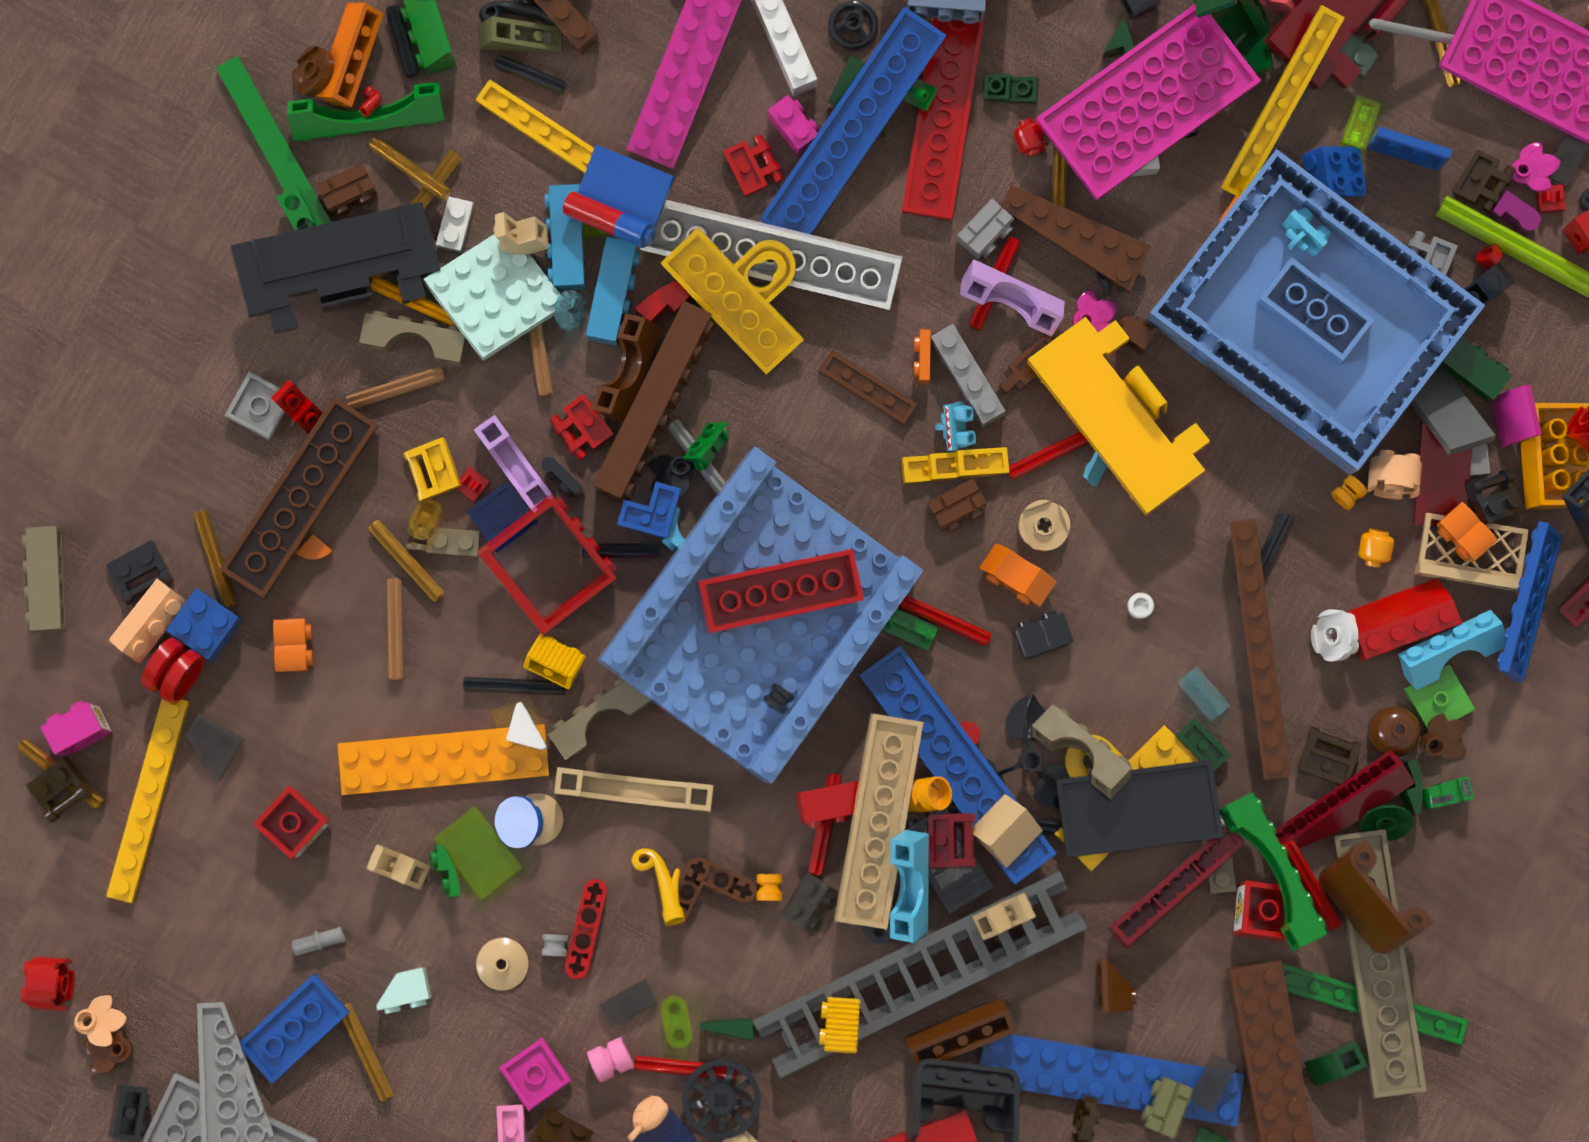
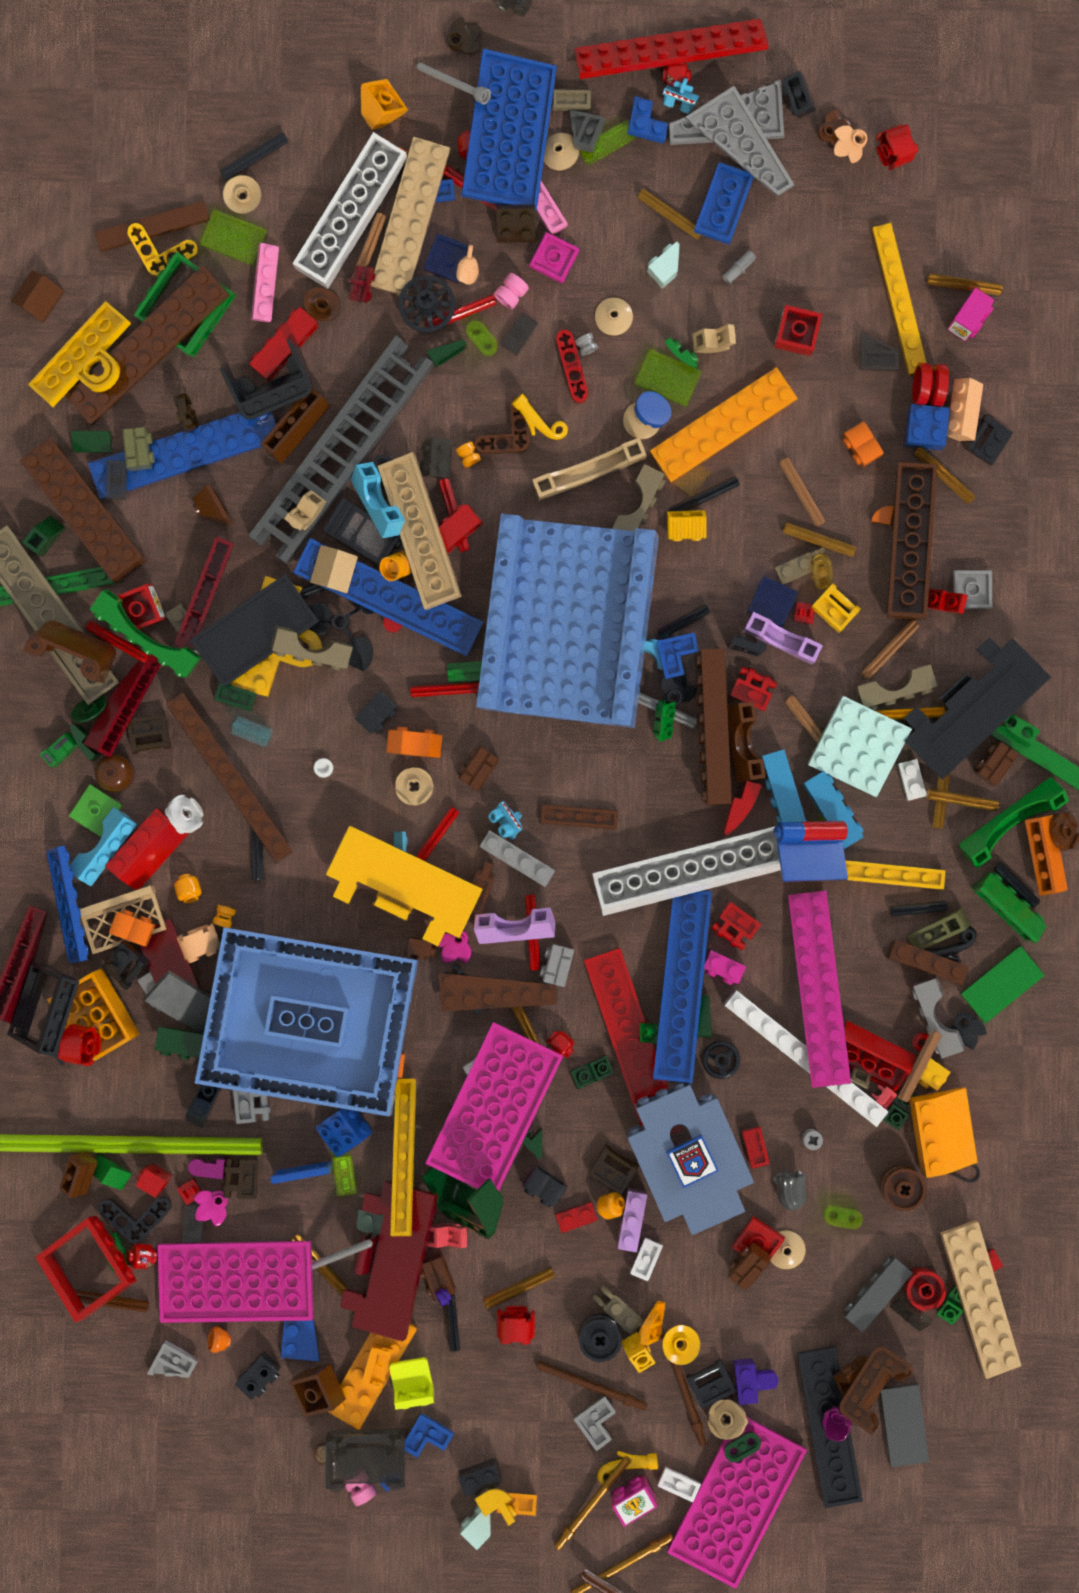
camera: 155 degrees right, 5 degrees up
(45, 579) = (1046, 401): dark tan brick -> none
(54, 781) = (966, 275): dark brown plate -> none
(373, 101) = (1012, 832): red arm -> none
(520, 236) = (863, 792): tan brick -> none
(524, 731) = (681, 468): white slope -> none
(567, 300) = (809, 764): clear light blue gear -> none
(578, 599) = (706, 546): red window -> none
(733, 300) = (698, 824): yellow plate -> none
(778, 698) = (526, 572): black wheel -> none
(779, 591) = (562, 640): red brick -> none
(841, 1024) = (374, 388): yellow brick -> none
(922, 345) = (550, 849): orange plate -> none
(944, 840) = (370, 540): dark red plate -> none
(954, 465) = (494, 795): yellow slope -> none
(1303, 233) = (341, 1068): medium azure hips -> none
(1446, 736) = (78, 787): reddish brown plate -> none
(1489, 257) = (211, 1127): red tile -> none
(1515, 416) = (138, 1025): dark pink slope -> none

